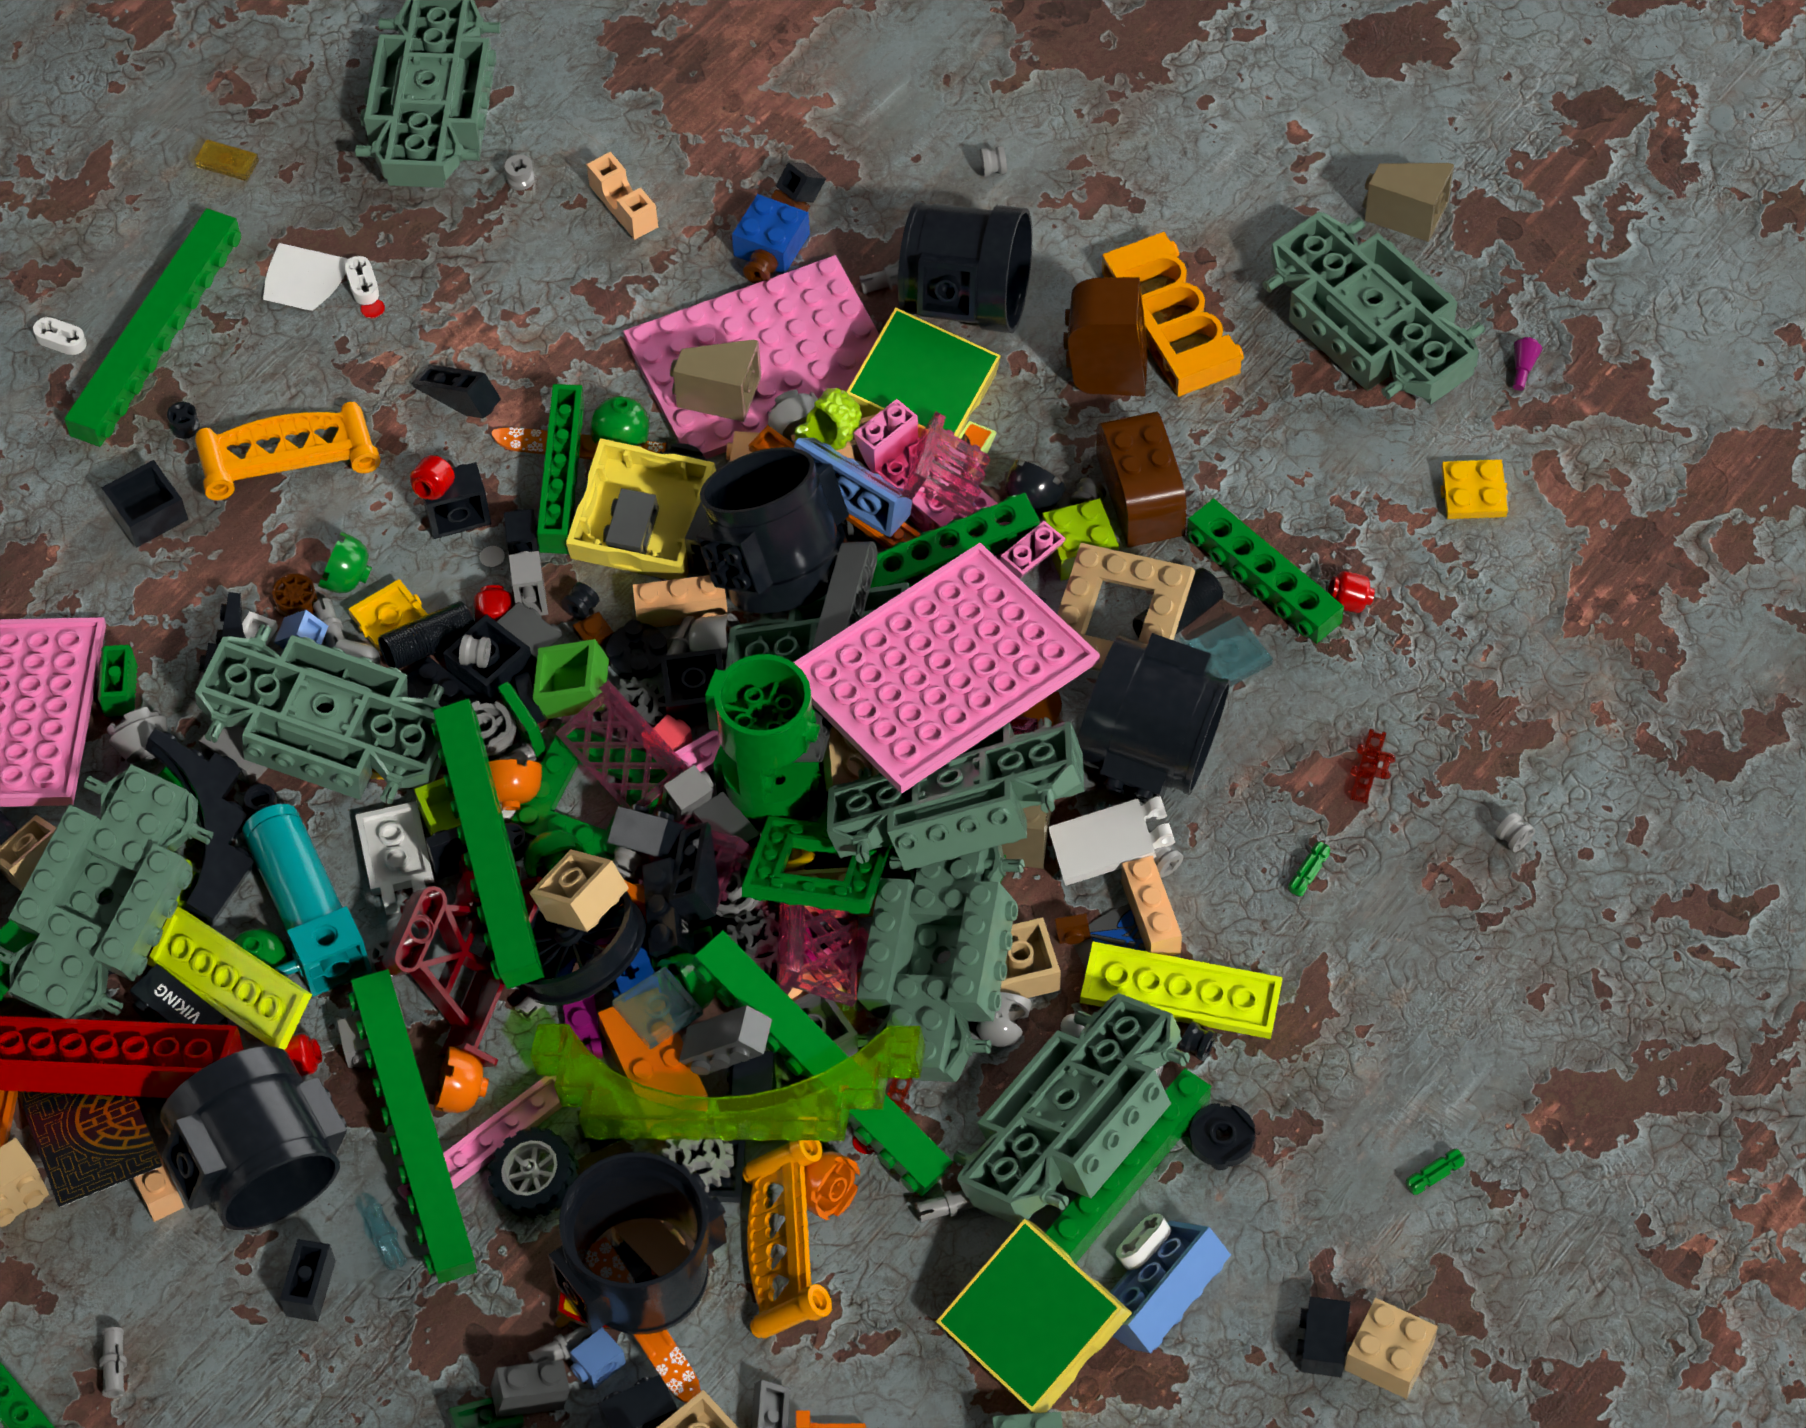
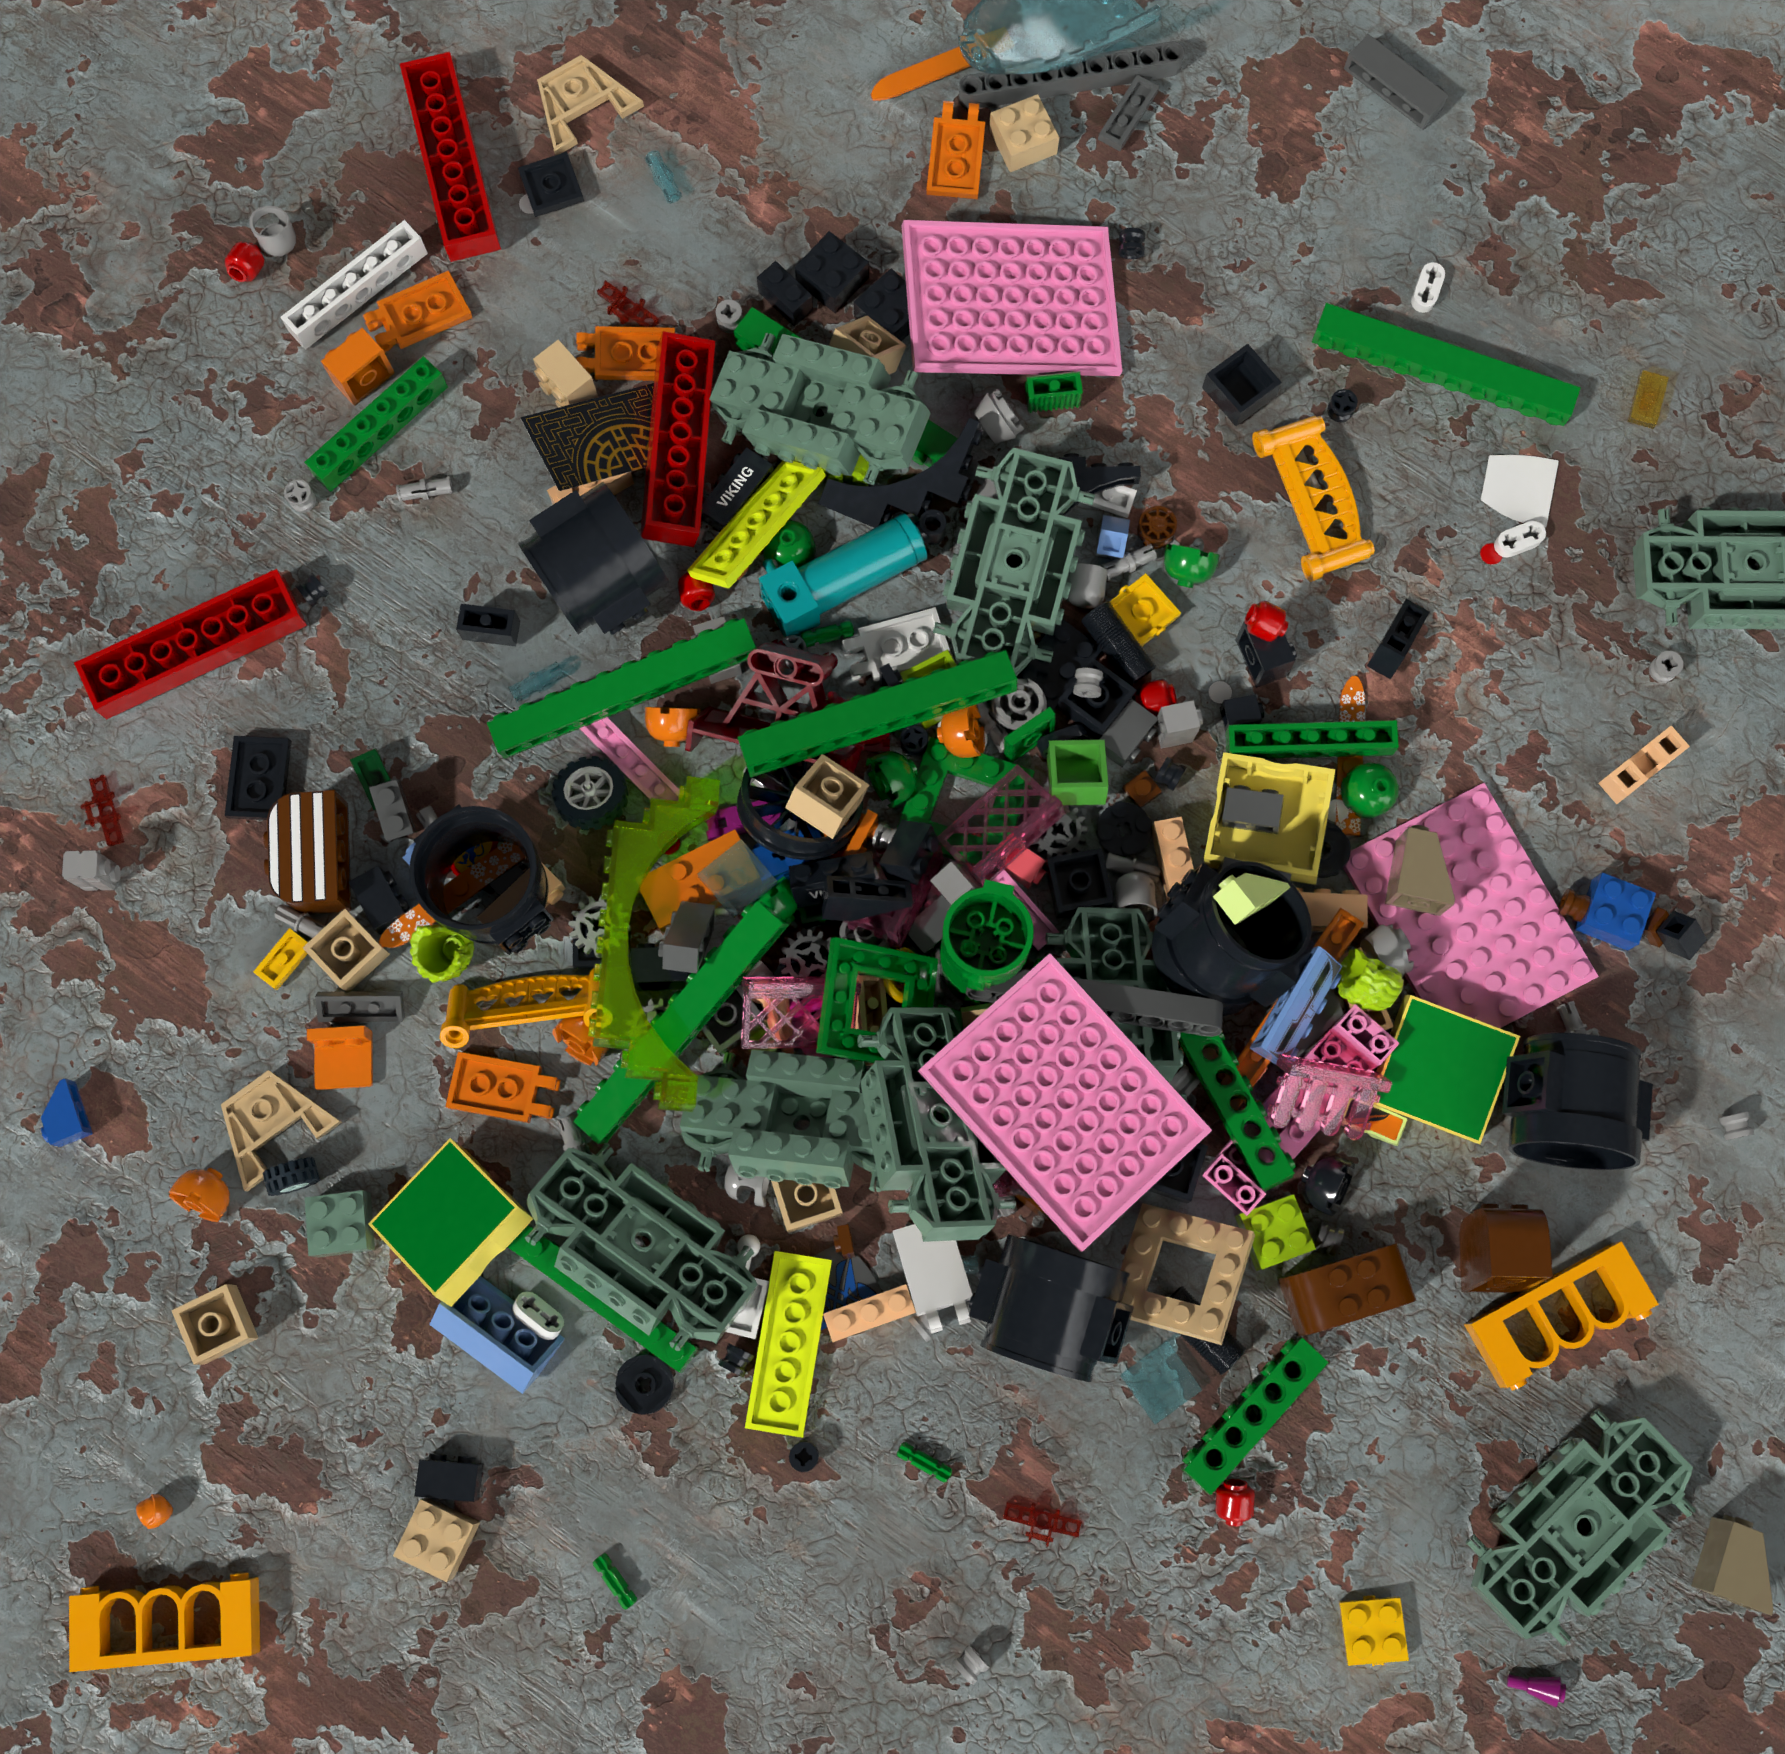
camera: 85 degrees right, 20 degrees up
(369, 922) = (828, 633): none -> green axle
(724, 1328) = (438, 953): none -> lime hair
(742, 486) = (1247, 895): none -> yellowish green slope
(878, 1283) = (498, 1088): none -> orange tile
(1300, 987) = (807, 1453): none -> black wheel

